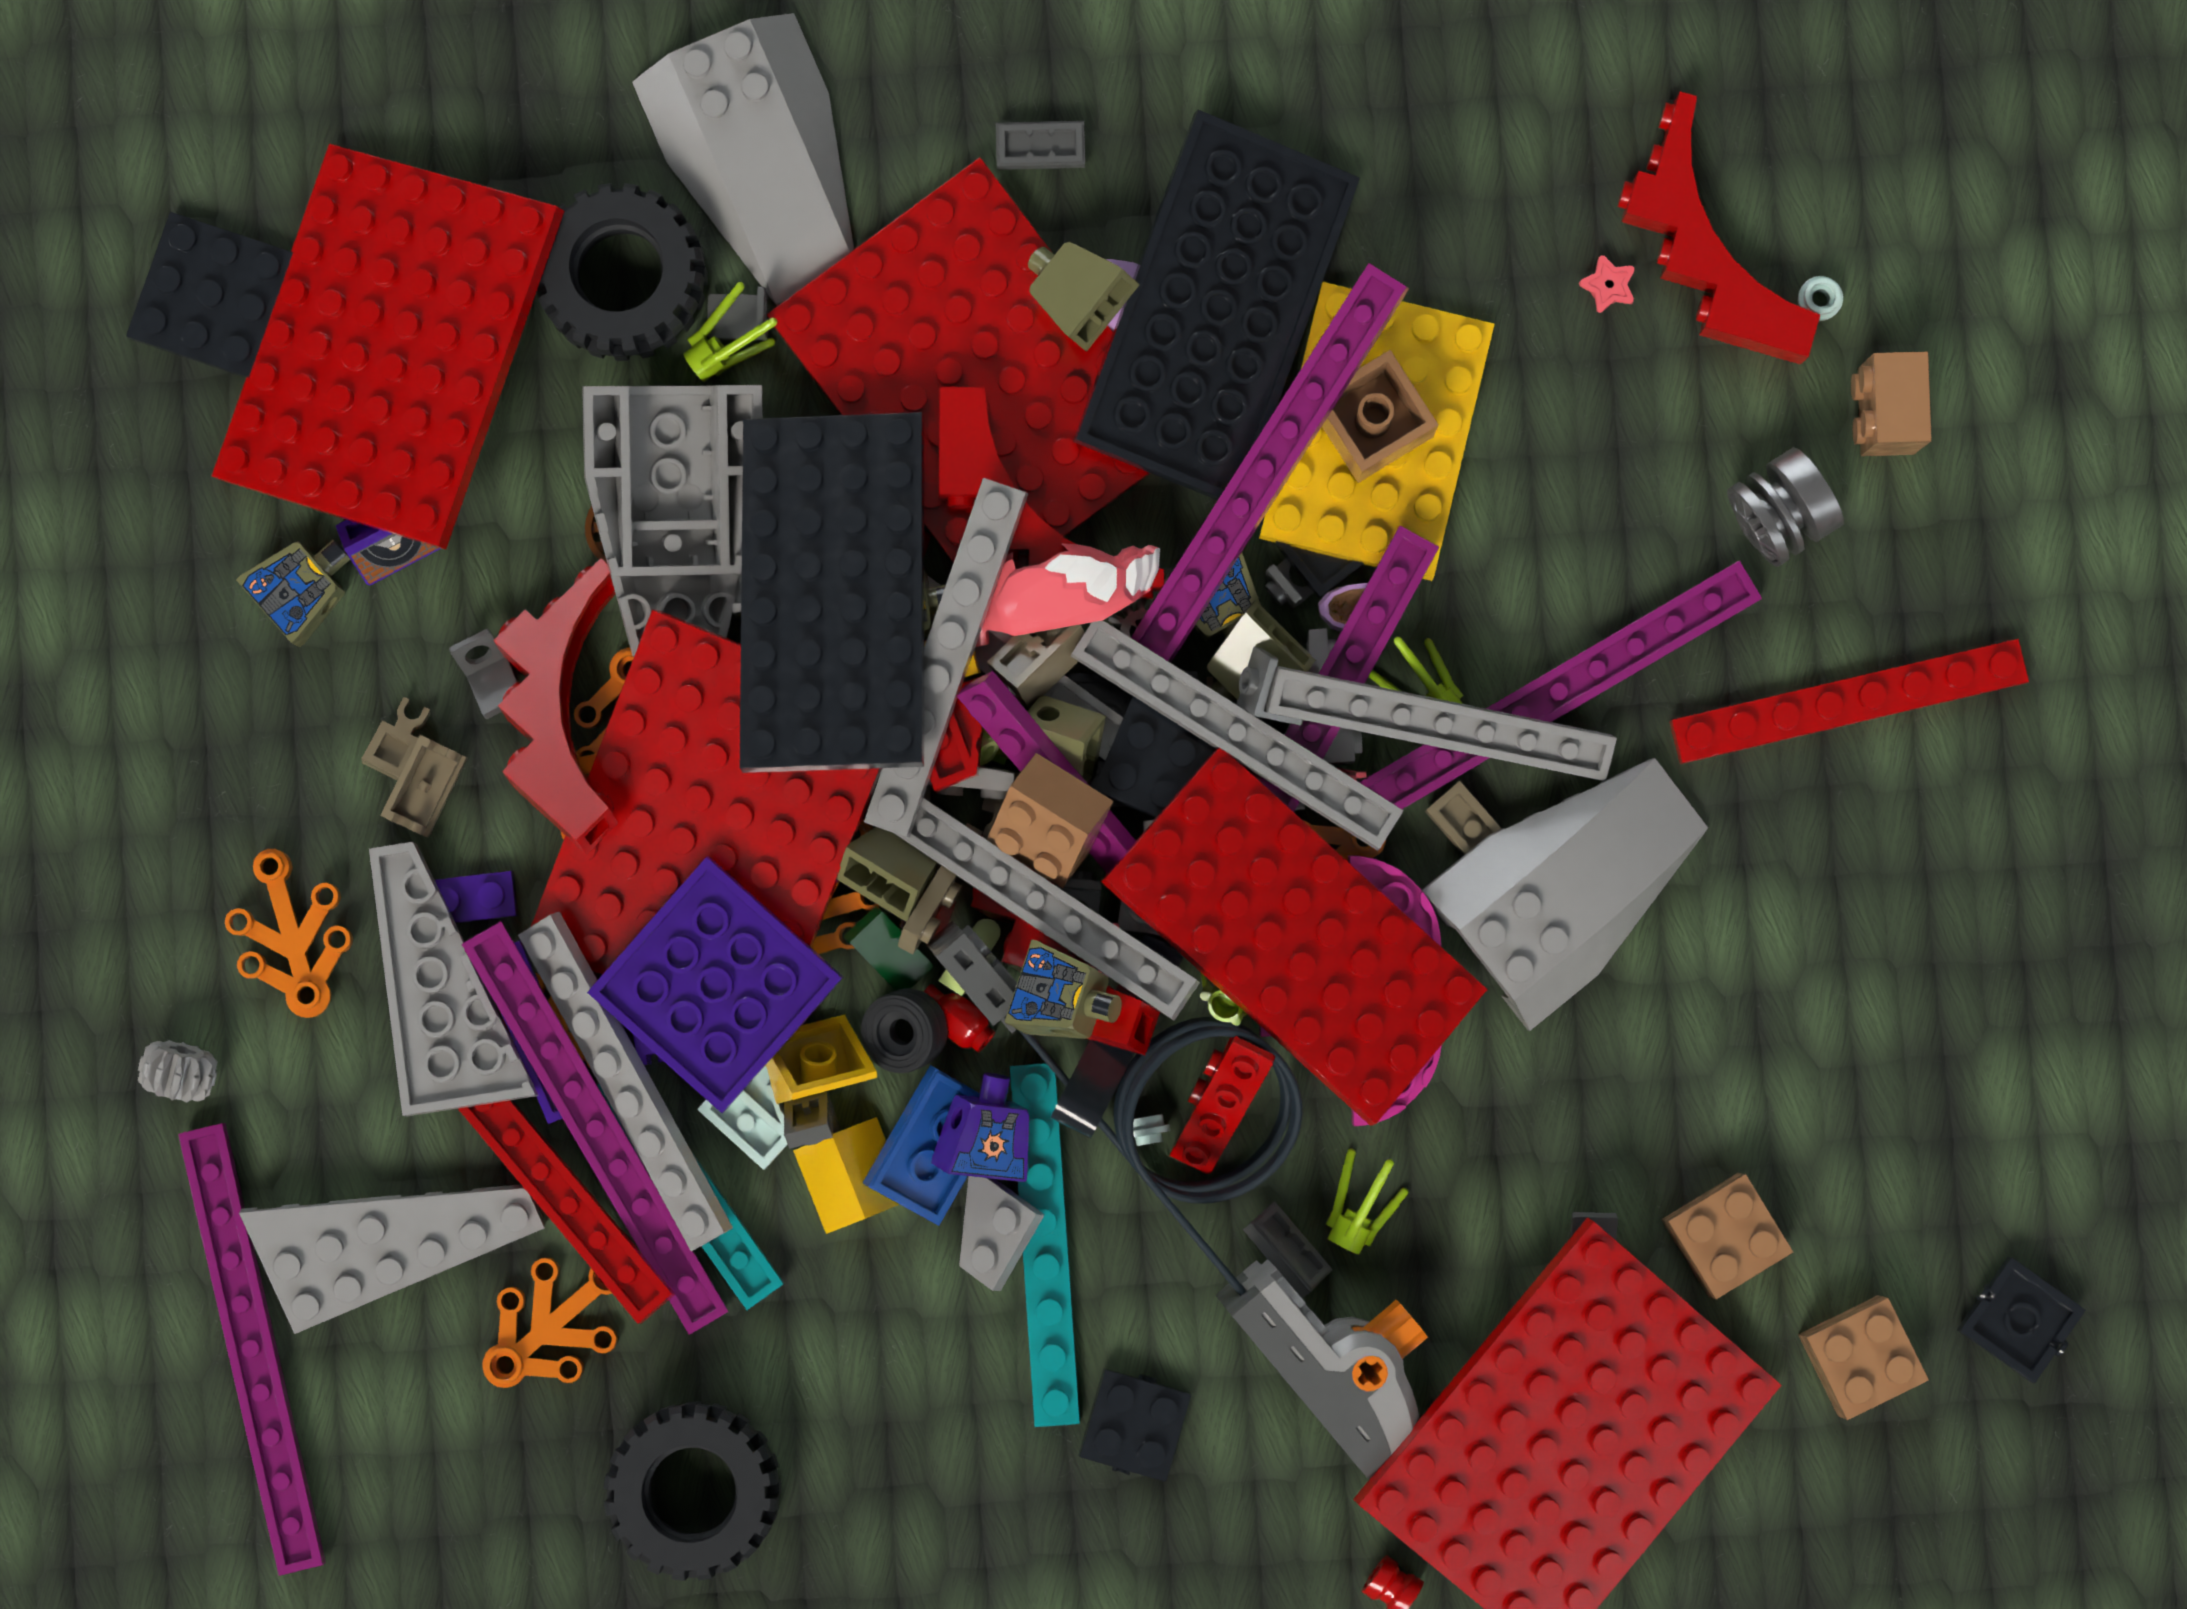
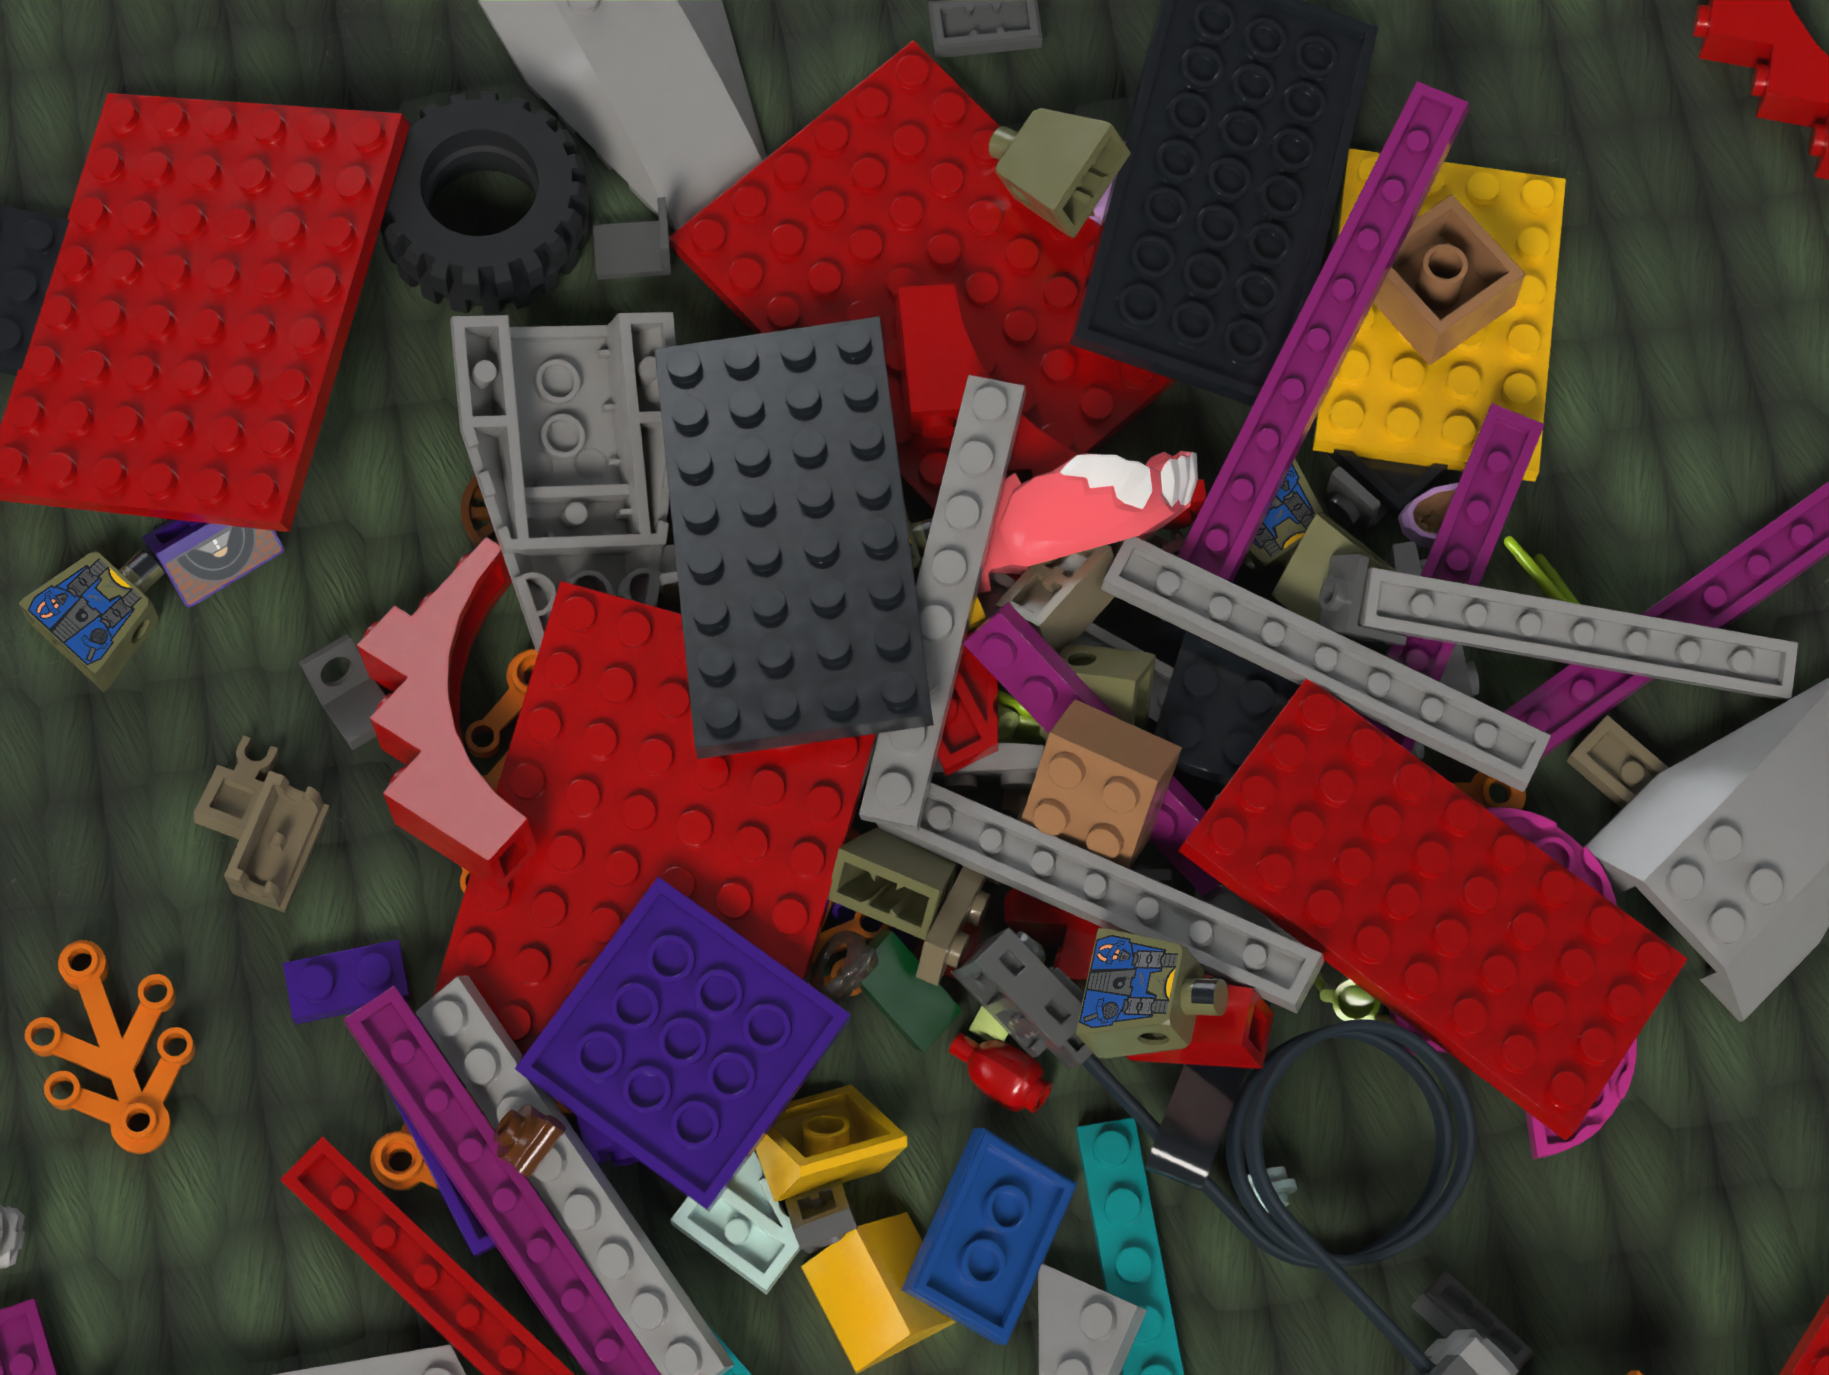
camera: 10 degrees left, 15 degrees down
(442, 1017) = (321, 1125): light grey wing -> none
(591, 1048) = (527, 1138): none -> reddish brown plate
(710, 356) = (601, 293): lime plant -> none
(851, 939) = (857, 966): none -> clear smoke piece
(881, 1038) = (967, 1089): black tyre -> none
(985, 1134) = (1058, 1210): torso -> none
(1221, 1102) = (1364, 1133): red bracket -> none
(1352, 1228) = (1553, 1294): lime plant -> none
(1606, 296) = (1691, 137): coral plate -> none

